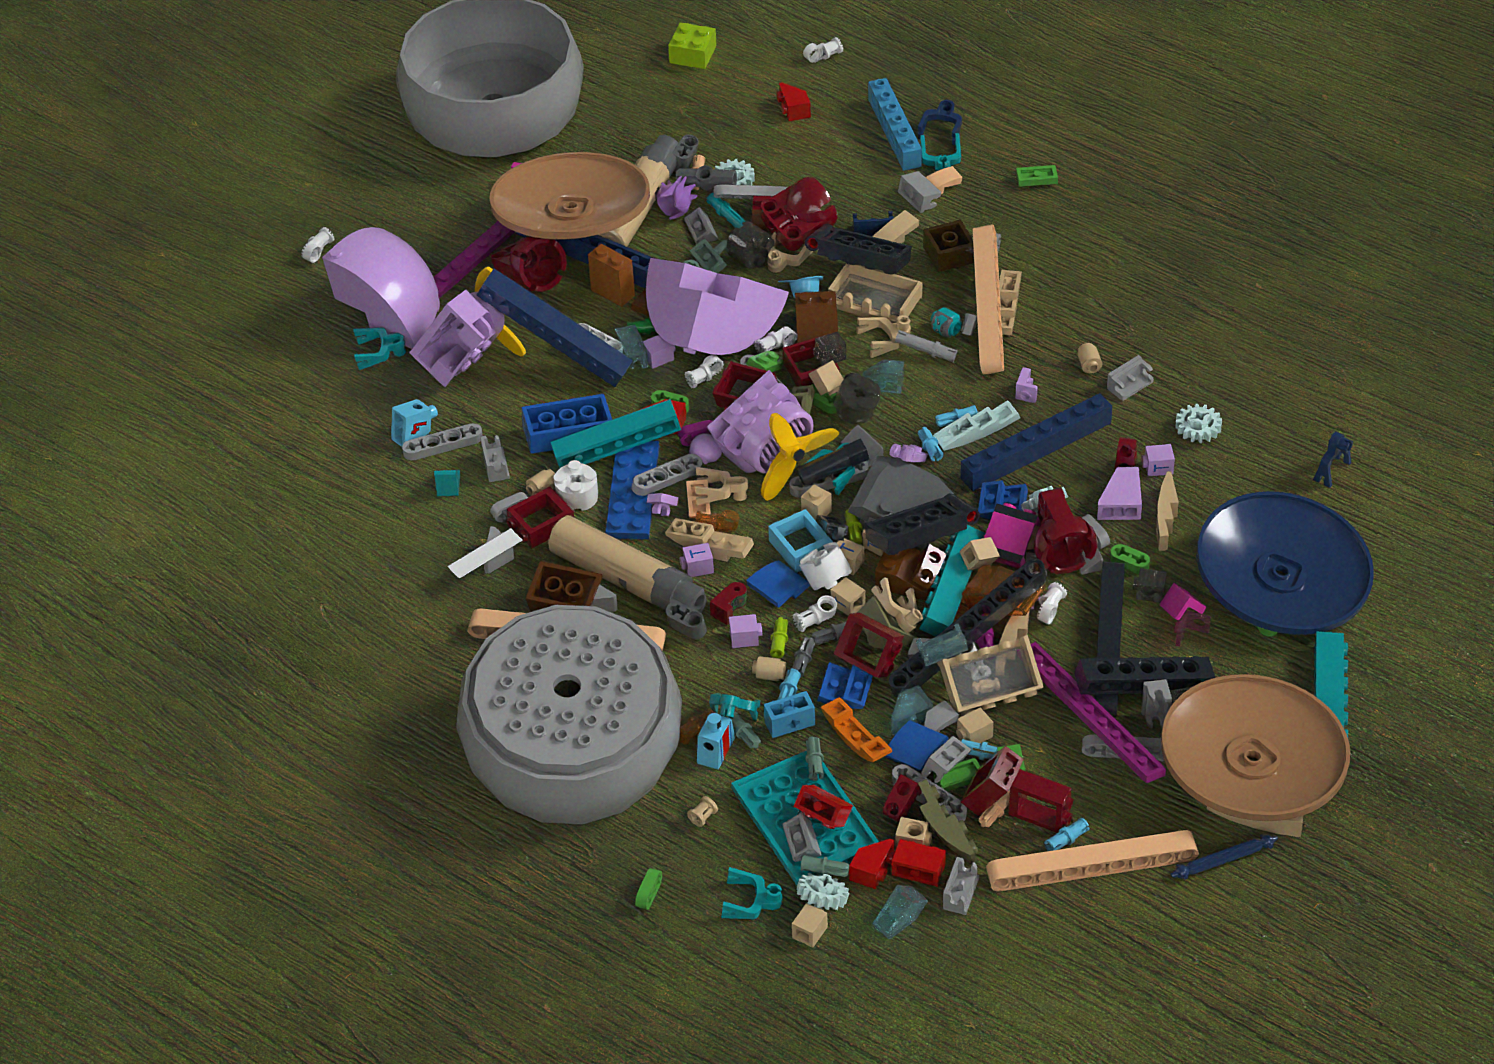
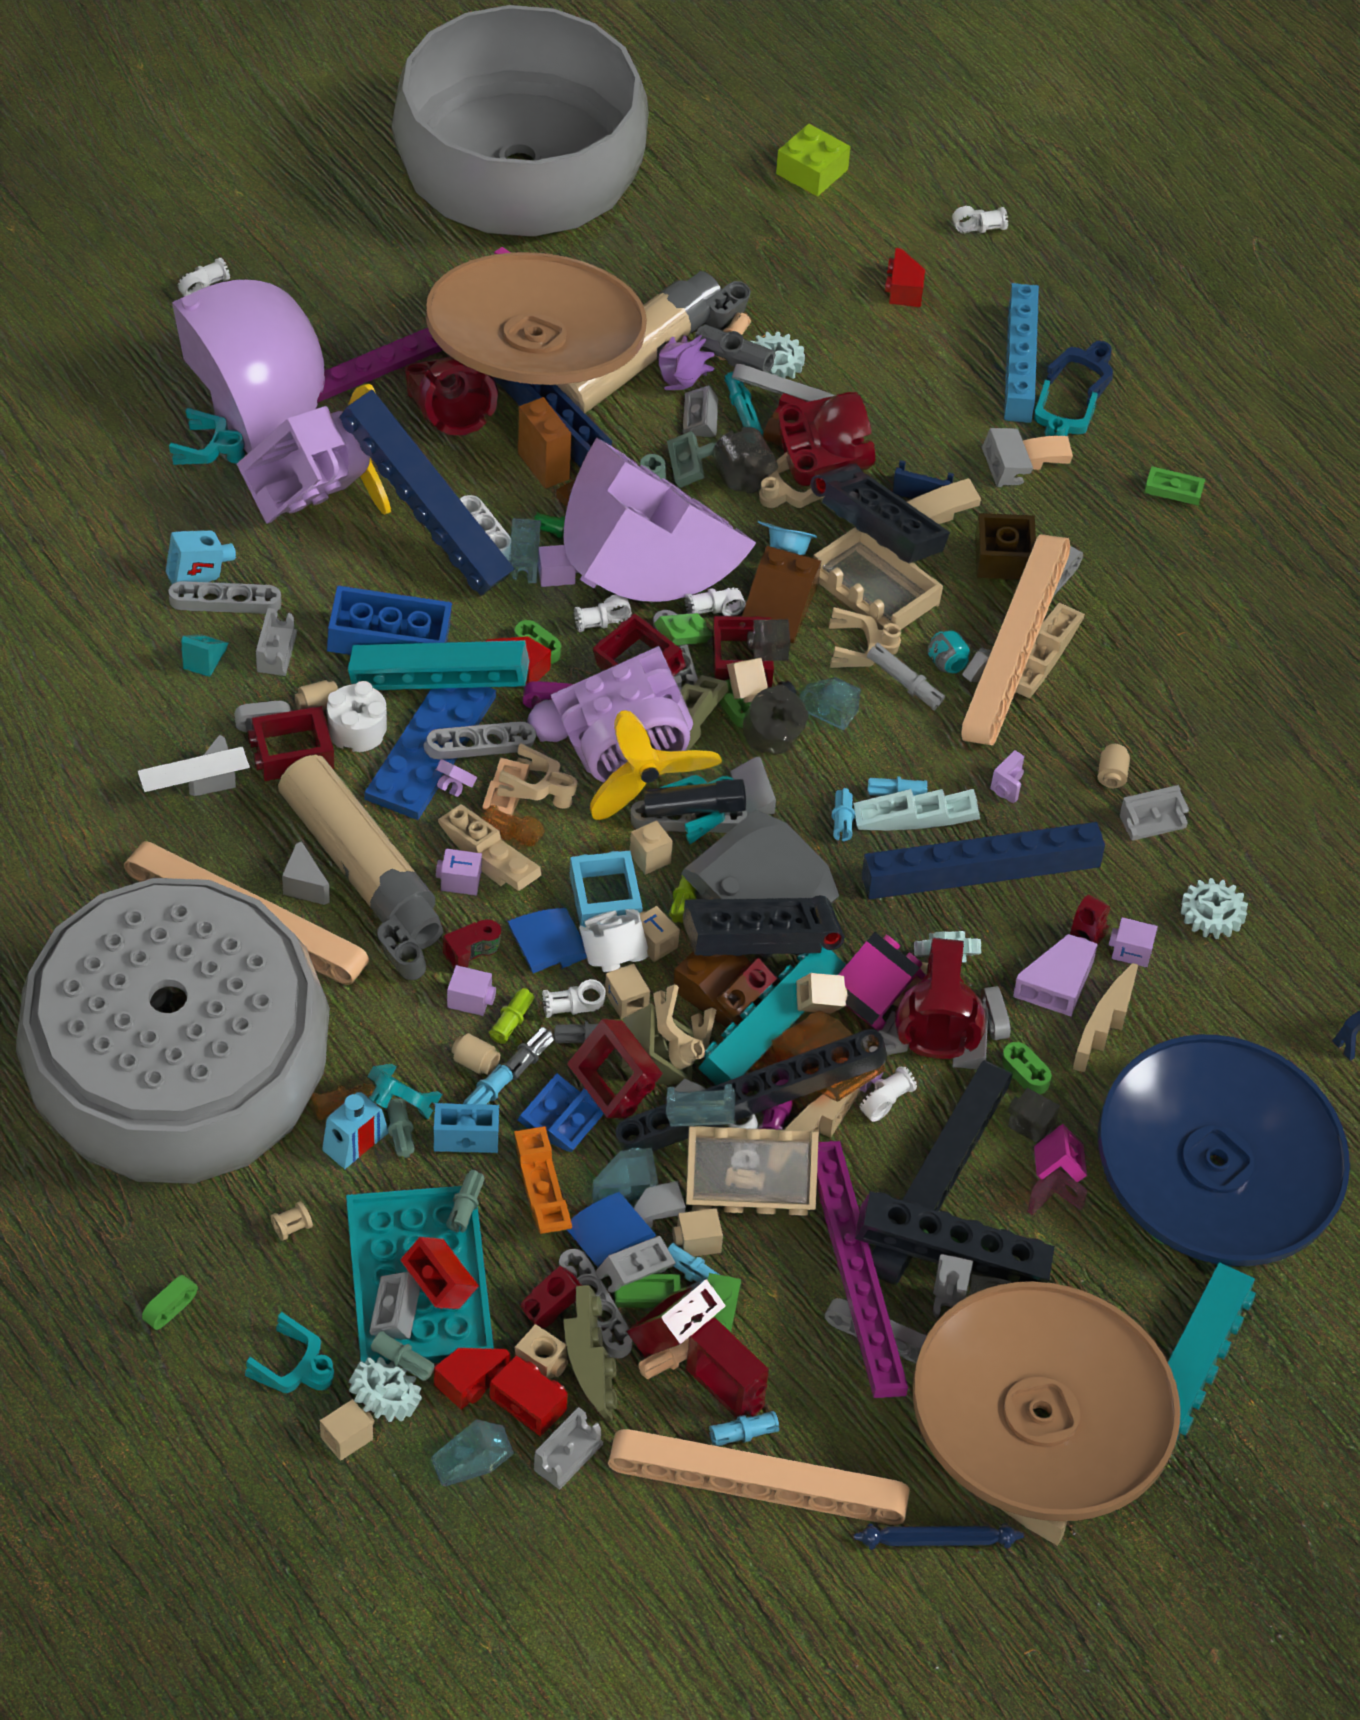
camera: 15 degrees right, 5 degrees up
(561, 586) = (261, 853): reddish brown slope -> none
(832, 526) = (653, 887): black hinge -> none
(908, 453) = (802, 819): lavender hinge -> none
(997, 493) = (900, 921): blue slope -> none

